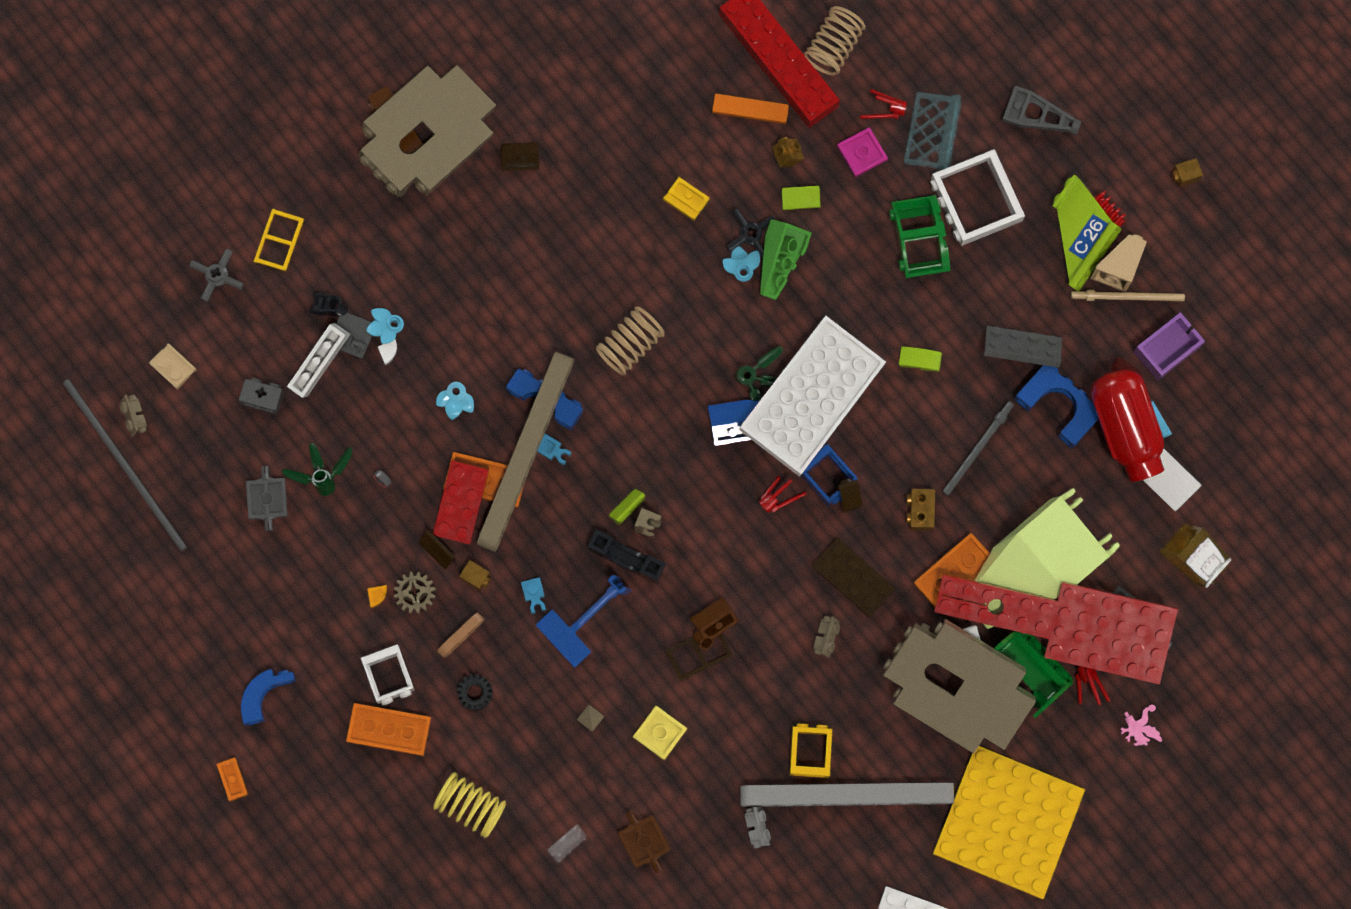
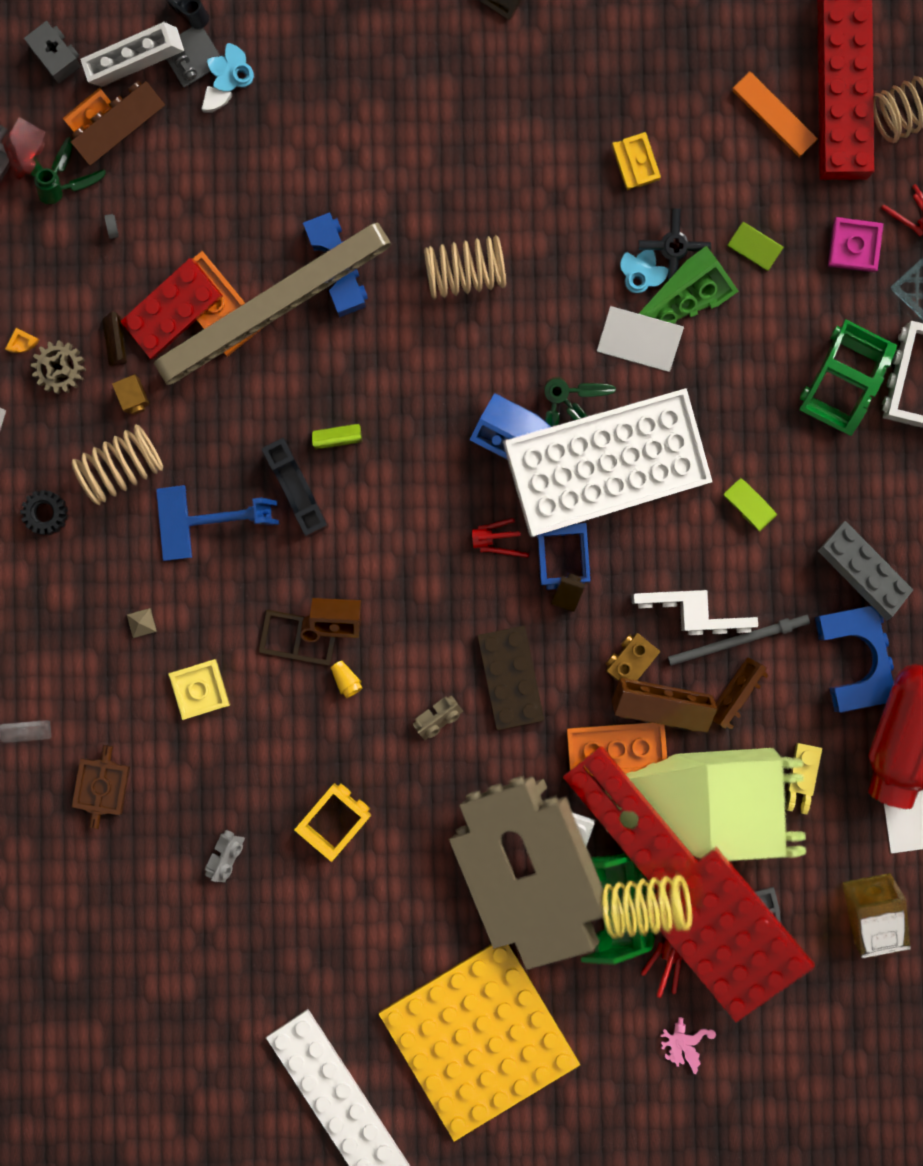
camera: 40 degrees right, 10 degrees up
(288, 469) = (22, 145): none -> clear red slope
(314, 418) = (87, 109): none -> orange plate
(337, 410) = (116, 123): none -> reddish brown brick
(455, 403) = (242, 202): medium azure plate -> none
(461, 635) = (71, 444): medium nougat beam -> none
(514, 600) = (141, 441): none -> tan piece
(533, 592) = (178, 453): dark azure plate -> none
(551, 448) = (303, 320): dark azure plate -> none
(647, 521) = (338, 465): dark tan hinge -> none
(750, 655) = (346, 680): none -> yellow cone
(773, 306) = (640, 338): none -> white piece
(787, 152) = (777, 188): pearl gold brick -> none
(846, 794) = (337, 891): light grey beam -> none
(936, 450) = (694, 612): none -> white bracket
(962, 521) = (663, 705): none -> reddish brown brick
(1002, 481) = (738, 692): none -> reddish brown plate
(1071, 634) = (621, 917): none -> light yellow piece
(1087, 506) = (811, 759): none -> light yellow hinge

